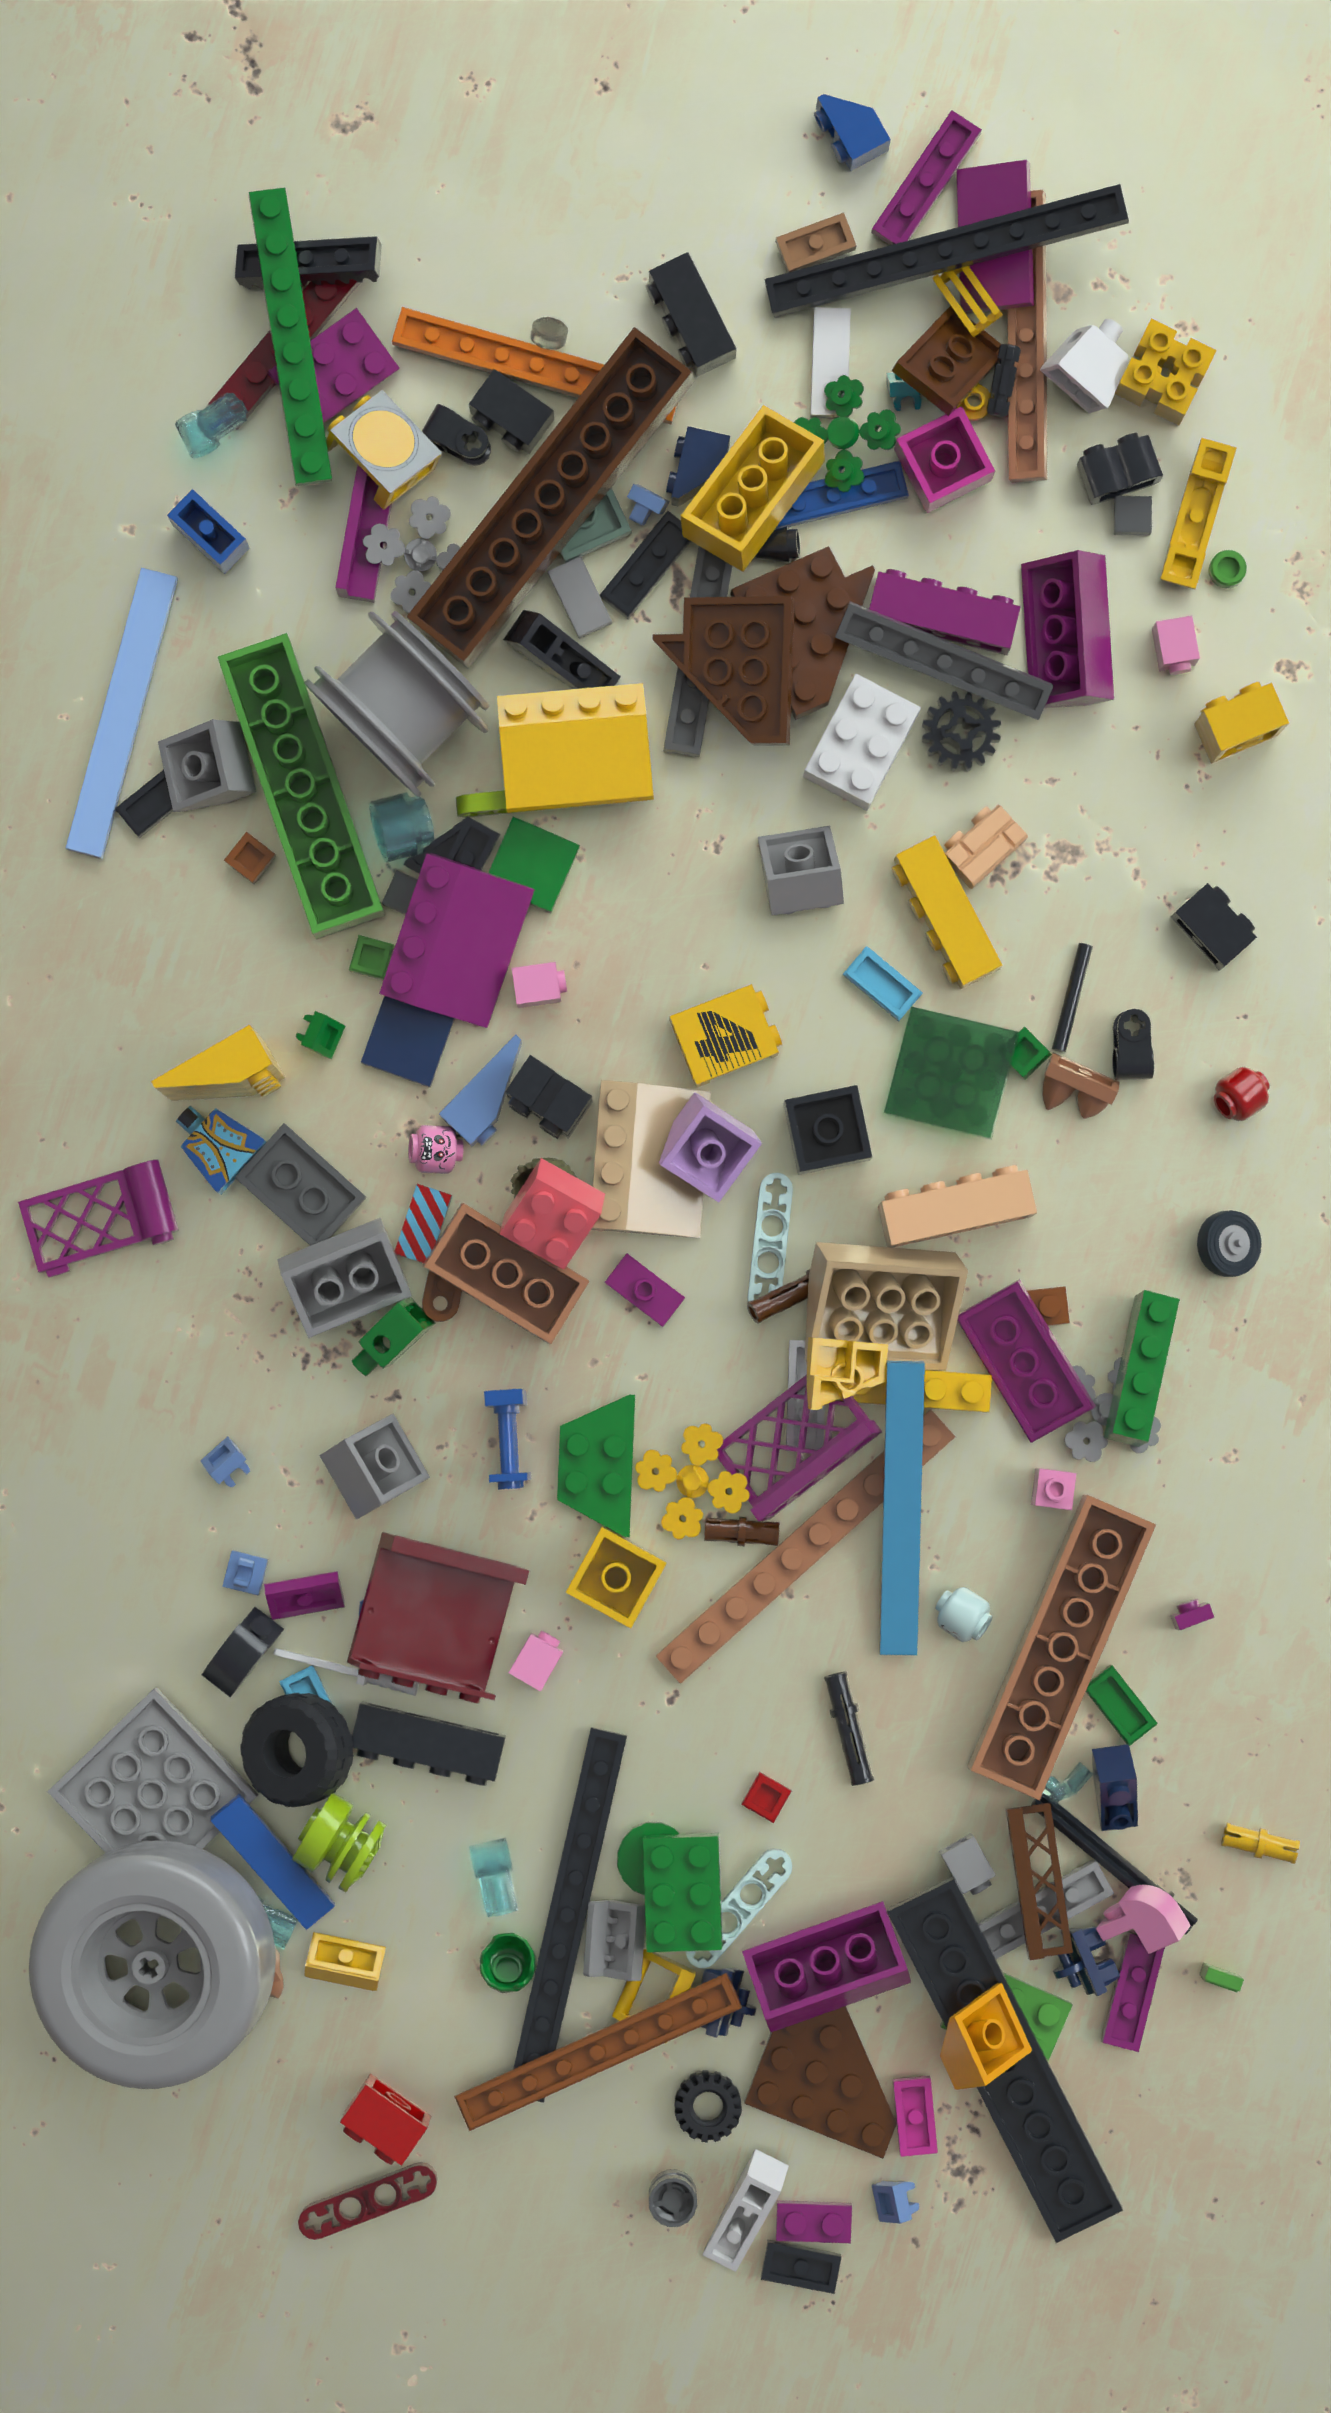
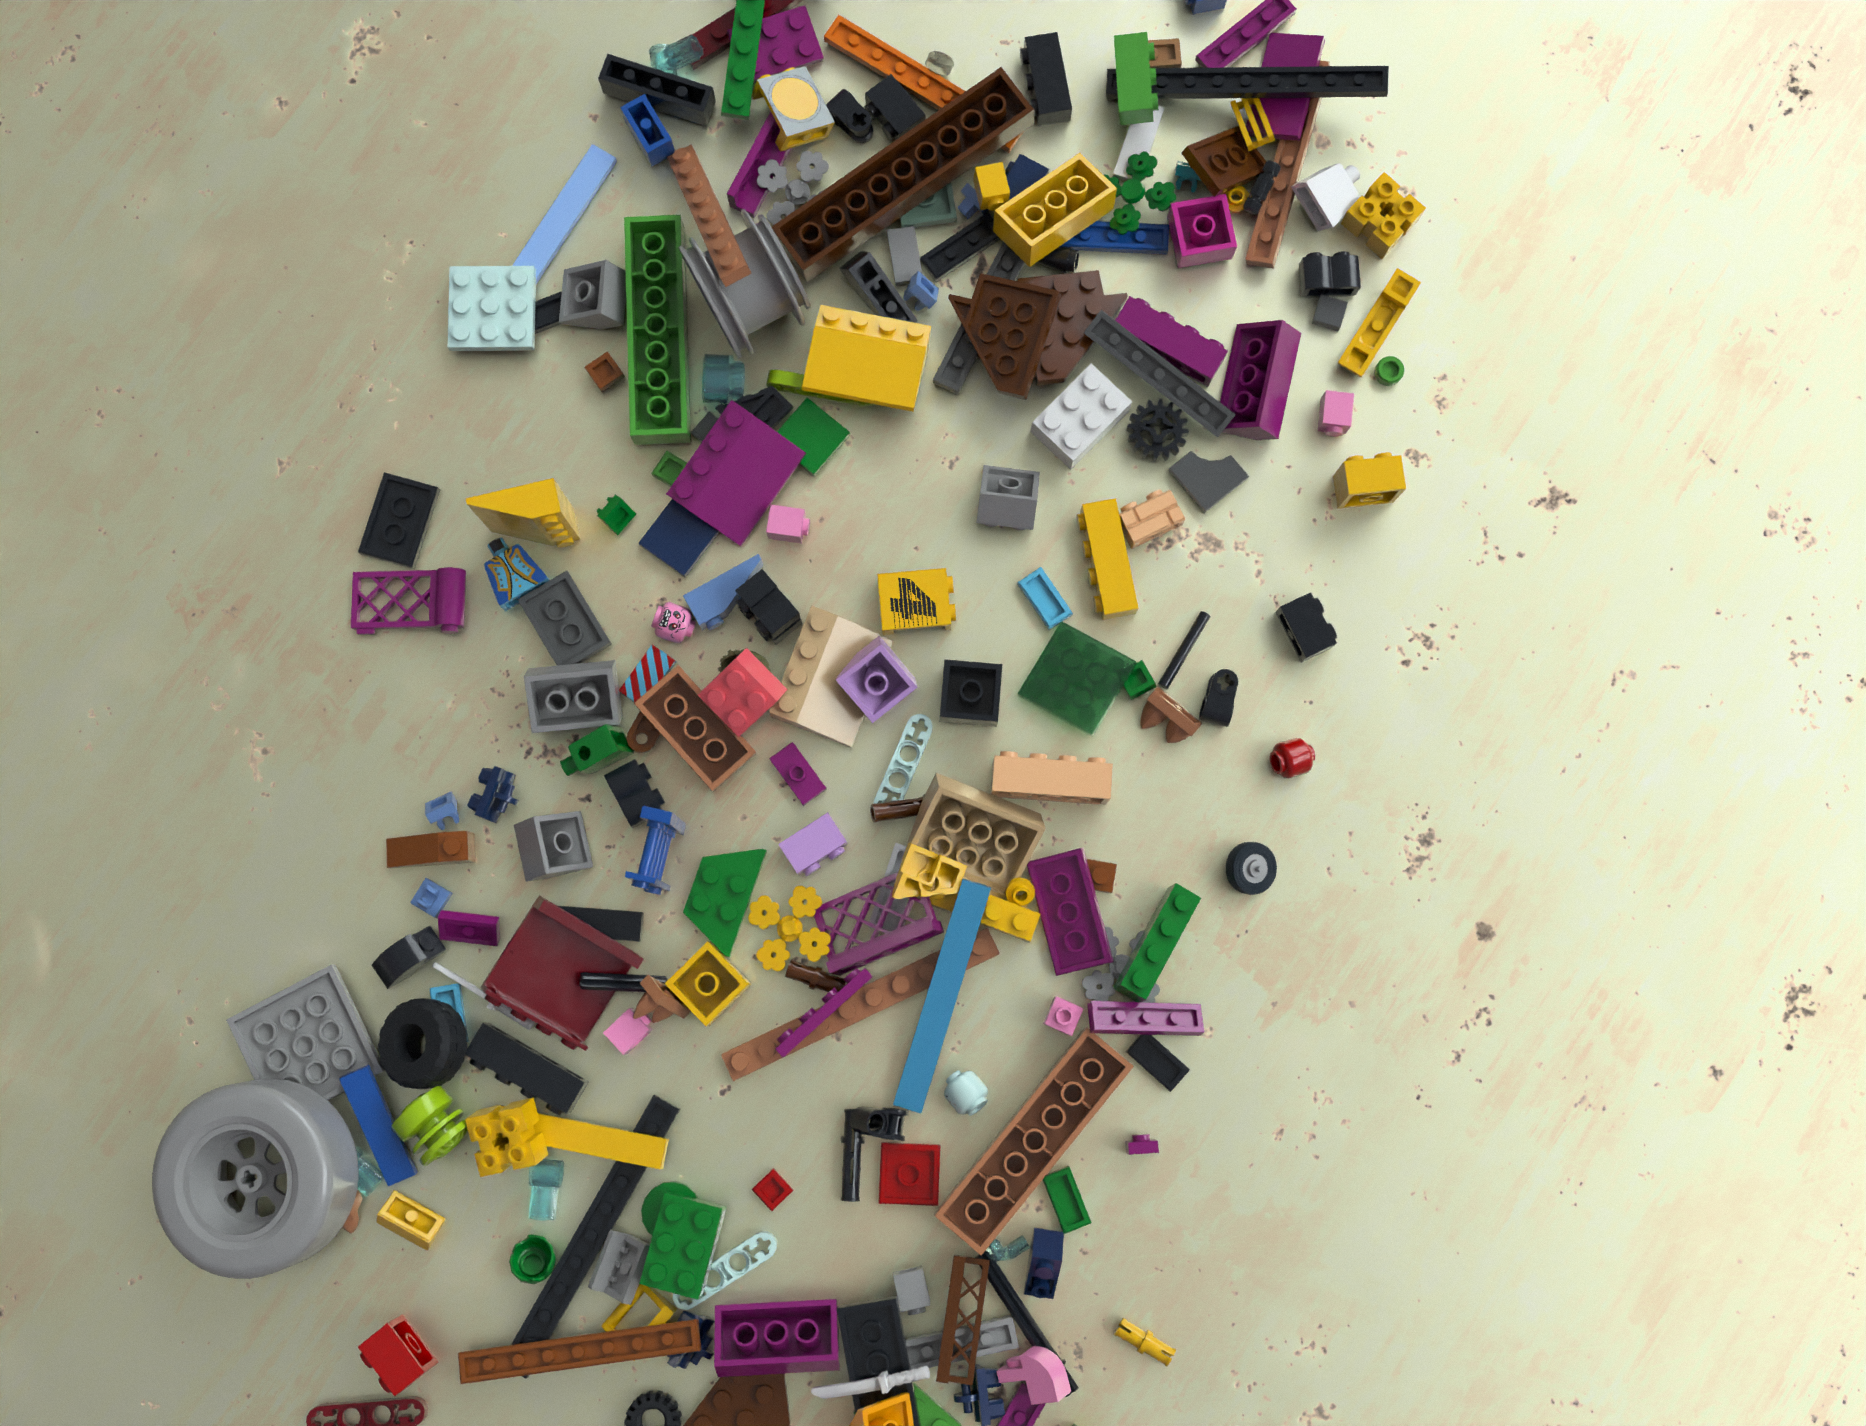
camera: 20 degrees right, 5 degrees down
(53, 1120) = (399, 520): none -> black tile
(84, 818) = (491, 308): none -> light aqua plate
(207, 473) = (663, 90): none -> black brick
(225, 1515) = (431, 849): none -> dark orange slope
(287, 1424) = (496, 794): none -> dark blue hips
(328, 629) = (709, 216): none -> nougat plate
(438, 1808) = (506, 1137): none -> yellow brick
(453, 1372) = (633, 790): none -> black brick
(477, 1538) = (613, 923): none -> black tile
(512, 1605) = (614, 982): none -> black axle
(517, 1803) = (602, 1141): none -> yellow tile
(565, 1616) = (660, 1000): none -> nougat tile
(616, 637) = (922, 290): none -> medium blue tile
(666, 484) = (991, 186): none -> yellow brick
(691, 1371) = (813, 845): none -> lavender brick
(756, 1581) = (813, 1018): none -> magenta plate
(805, 286) = (1135, 78): none -> bright green brick
(871, 1680) = (883, 1123): none -> black piece
(924, 1730) = (909, 1174): none -> red tile
(952, 1349) = (1020, 884): none -> yellow plate
(966, 1980) = (883, 1382): none -> white sword
(1042, 774) = (1208, 480): none -> dark grey tile
(1153, 1463) = (1145, 1018): none -> plate
(1181, 1508) = (1158, 1061): none -> black tile

